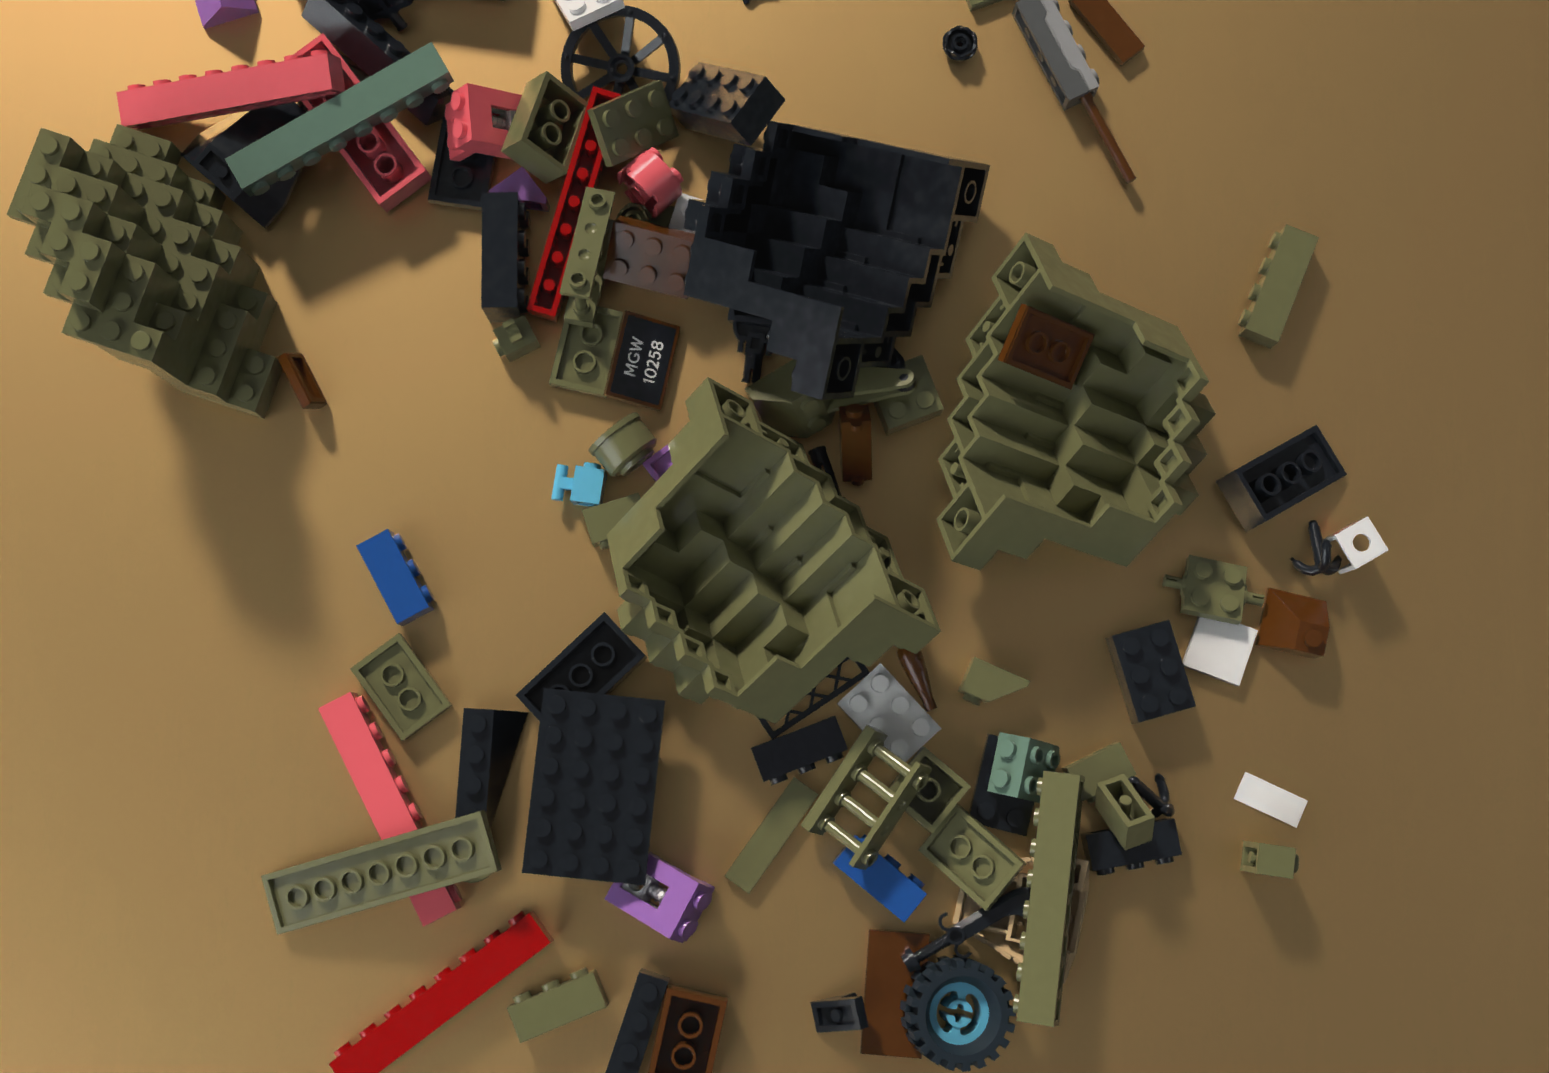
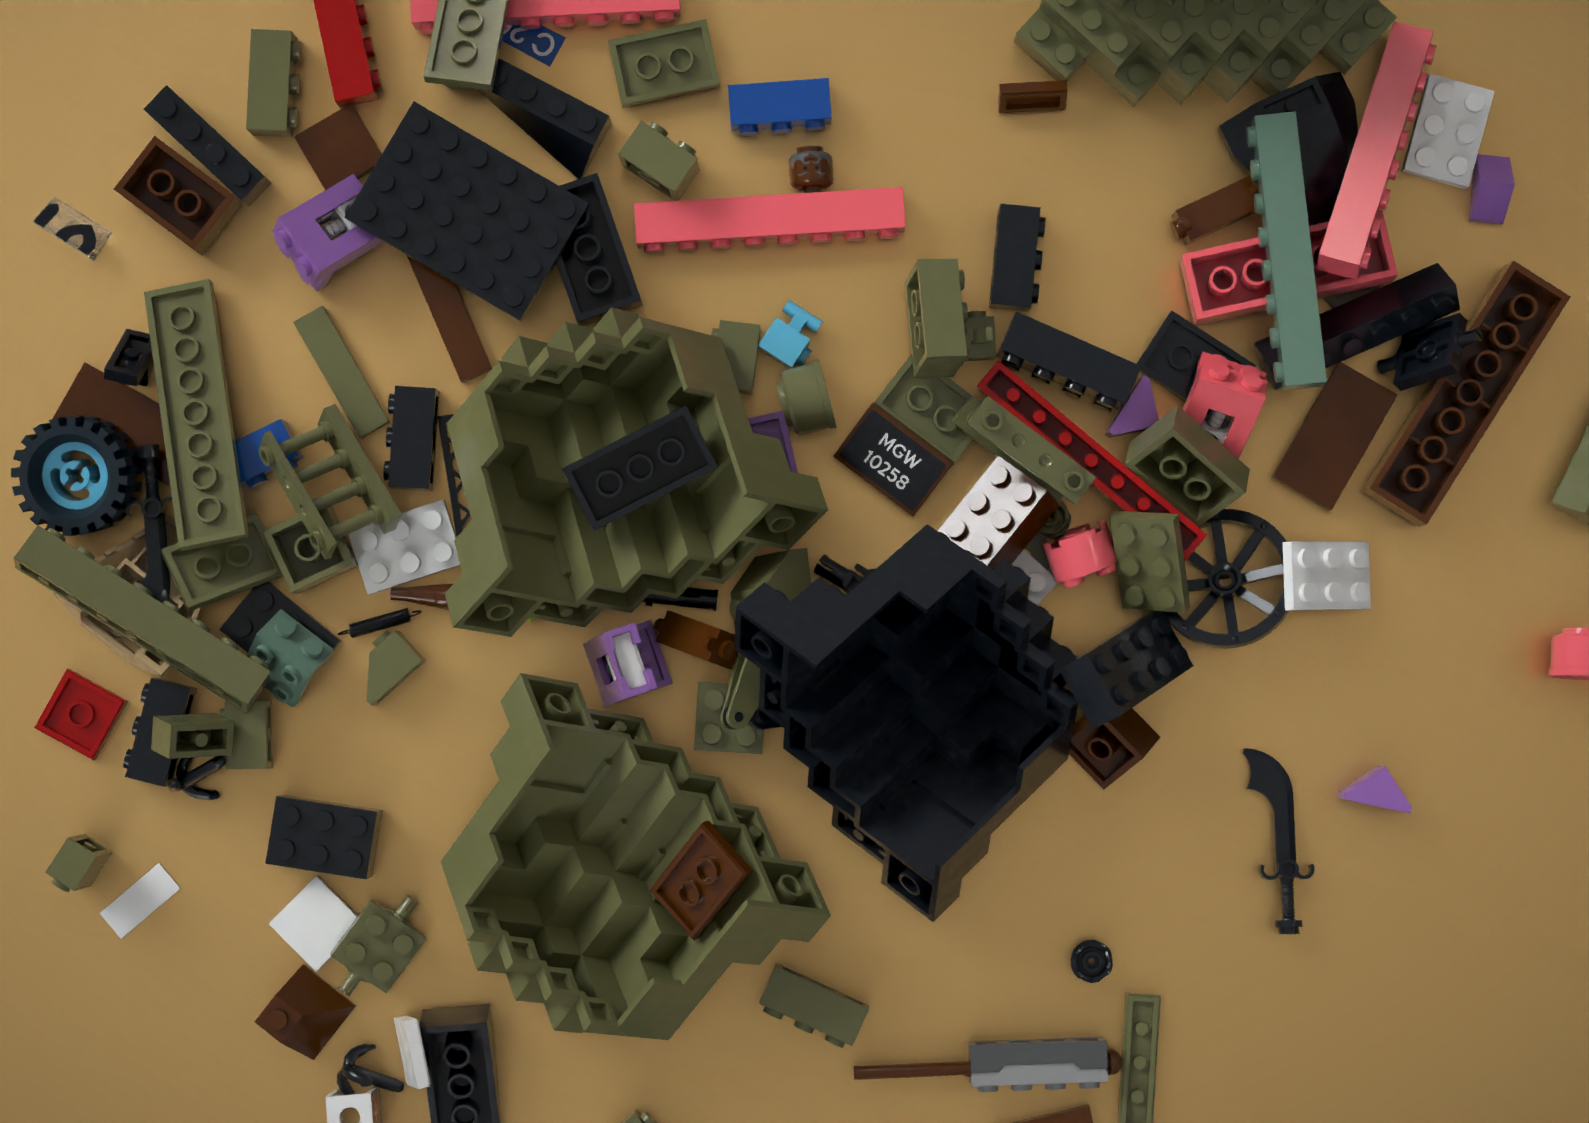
camera: 120 degrees right, 5 degrees up
(192, 50) = (1448, 131): none -> white plate
(333, 199) = (1214, 211): none -> reddish brown brick
(429, 799) = (538, 43): none -> blue sticker
(438, 337) = (1016, 257): none -> black brick
(438, 529) = (811, 169): none -> reddish brown head
(475, 37) = (1334, 436): none -> reddish brown tile
(482, 650) = (659, 160): none -> olive brick
(492, 544) = (769, 218): none -> coral brick
(514, 371) = (937, 318): none -> olive brick
(588, 922) = (339, 147): none -> reddish brown tile
(689, 762) = (452, 322): none -> reddish brown tile
(741, 541) = (640, 467): none -> black brick
(800, 94) = (1112, 747): none -> reddish brown slope
(862, 935) = (196, 415): none -> olive plate
(902, 492) = (627, 662): none -> medium lavender brick
(959, 708) = (380, 622): none -> black piece
(1095, 231) = (813, 1006): none -> olive brick
(1147, 918) = (81, 714): none -> red tile
(1284, 521) = (412, 1052): none -> white tile

